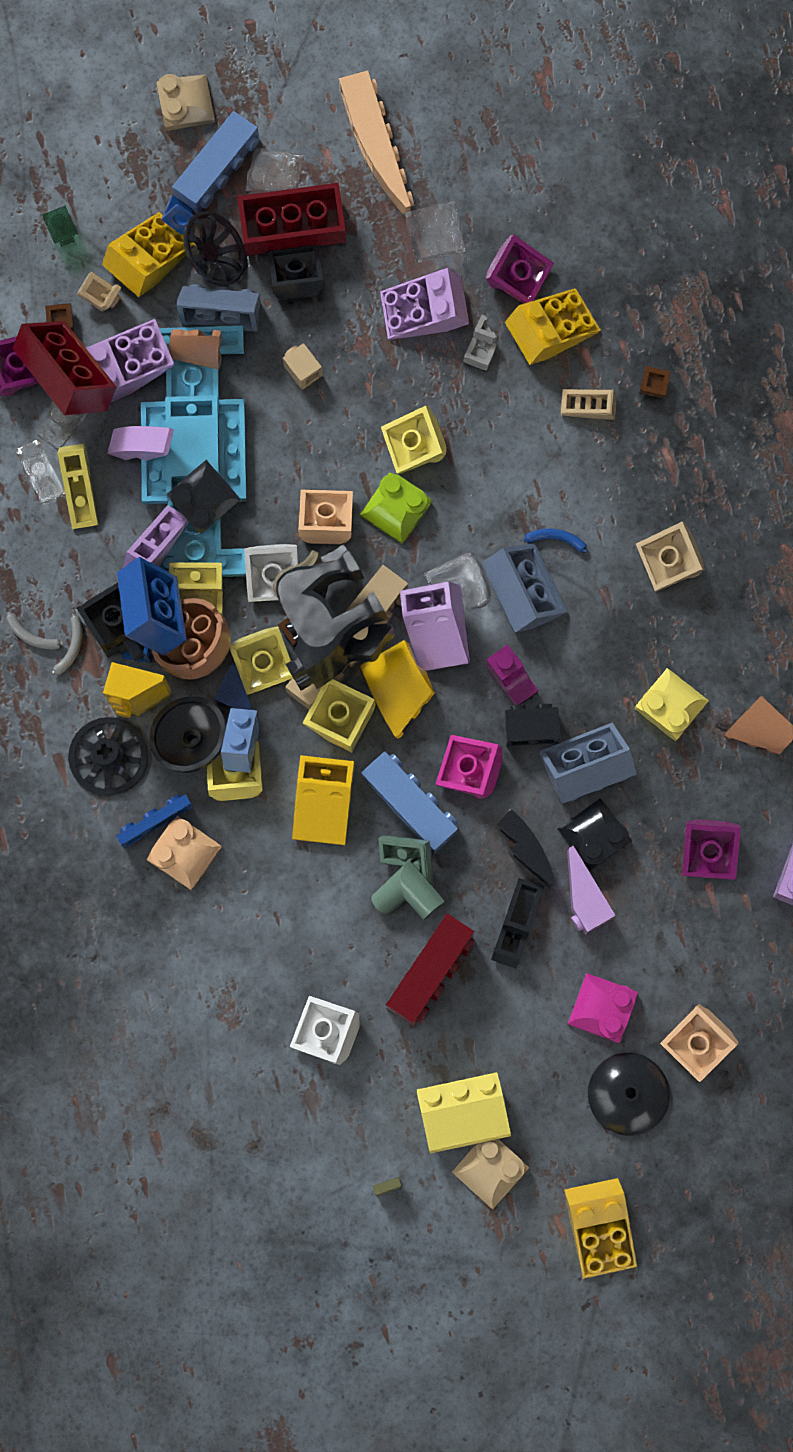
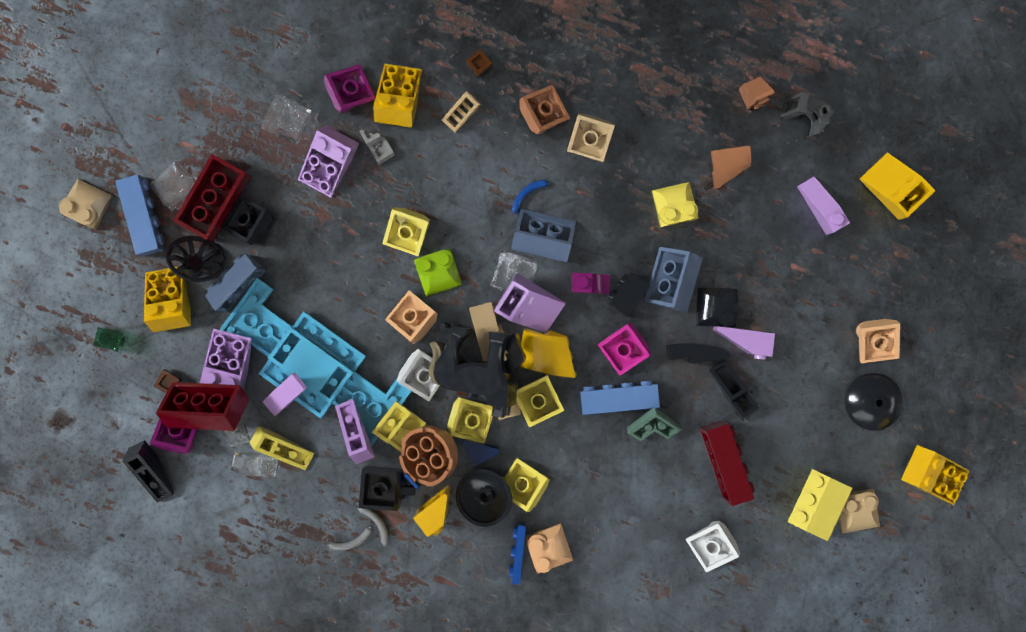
camera: 55 degrees left, 10 degrees up
(99, 292) = (169, 347): tan bracket -> none
(107, 755) = (458, 550): black wheel -> none
(151, 606) = (394, 466): blue brick -> none
(177, 214) = (155, 264): blue bracket -> none
(196, 347) = (250, 317): nougat slope -> none
(203, 497) = (347, 383): black slope -> none
(240, 740) = (510, 470): medium blue brick -> none
(302, 366) = (309, 261): tan brick -> none
(323, 800) = (580, 447): yellow slope -> none
(374, 136) = (197, 108): light nougat slope -> none
(387, 1186) = (825, 576): olive tile -> none
(410, 886) = (670, 436): sand green brick -> none
(603, 1008) = (817, 379): dark pink slope -> none
(659, 485) = (543, 110): none -> nougat slope
(711, 849) = (776, 248): magenta slope -> none

